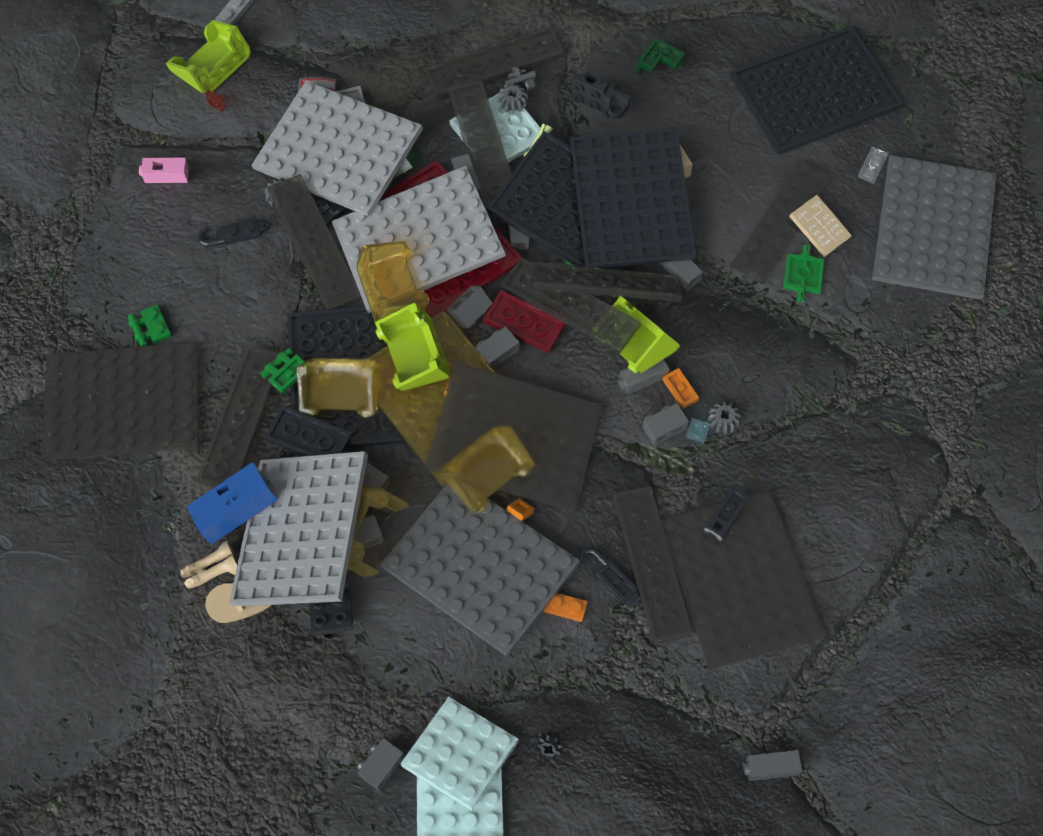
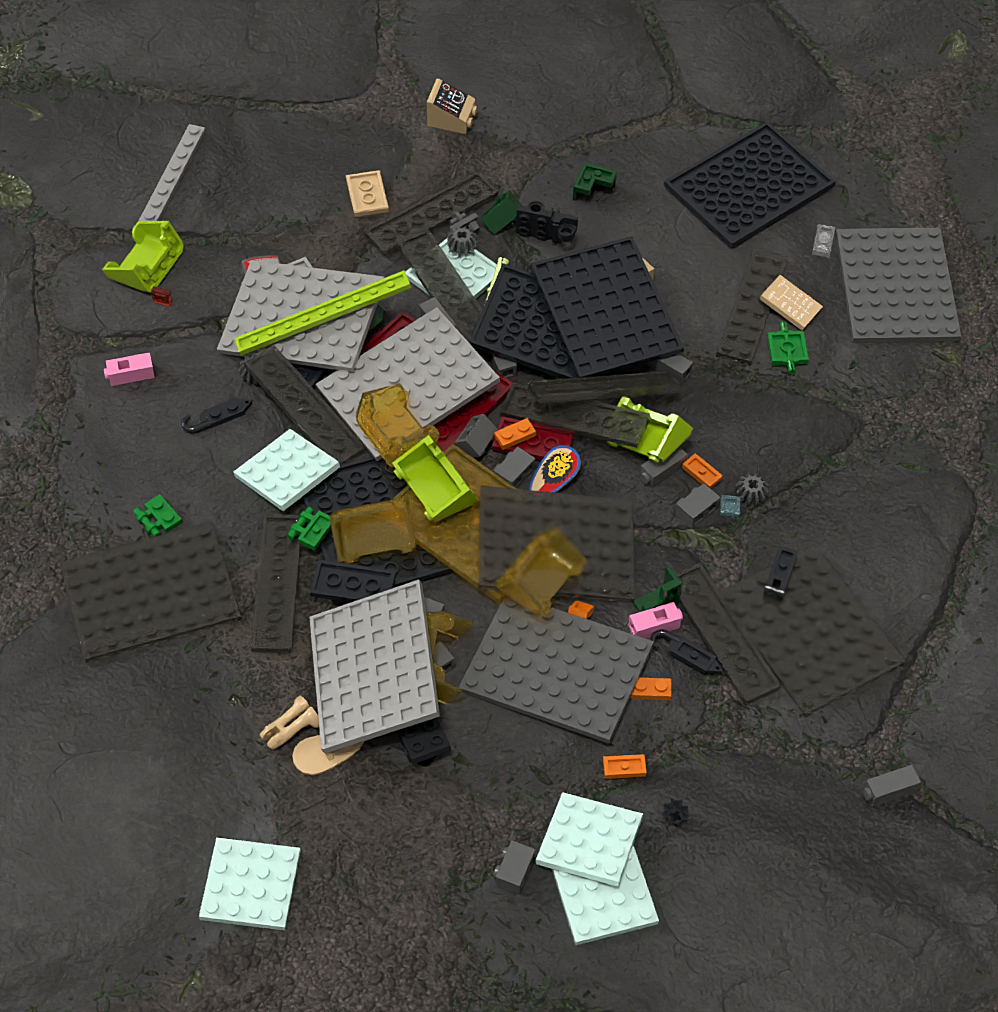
camera: 15 degrees left, 10 degrees down
(130, 721) = (250, 884): none -> light aqua plate
(231, 503) = (295, 658): blue brick -> none
(280, 304) = (286, 469): none -> light aqua plate
(354, 151) = (322, 313): none -> lime plate
(439, 30) = (367, 193): none -> tan tile
(507, 312) = (515, 434): none -> orange plate
(515, 683) = (624, 766): none -> orange plate
(535, 359) = (556, 469): none -> shield
(561, 74) = (502, 212): none -> dark green panel
(595, 536) = (654, 619): none -> bright pink brick
(599, 514) = (666, 594): none -> dark green panel

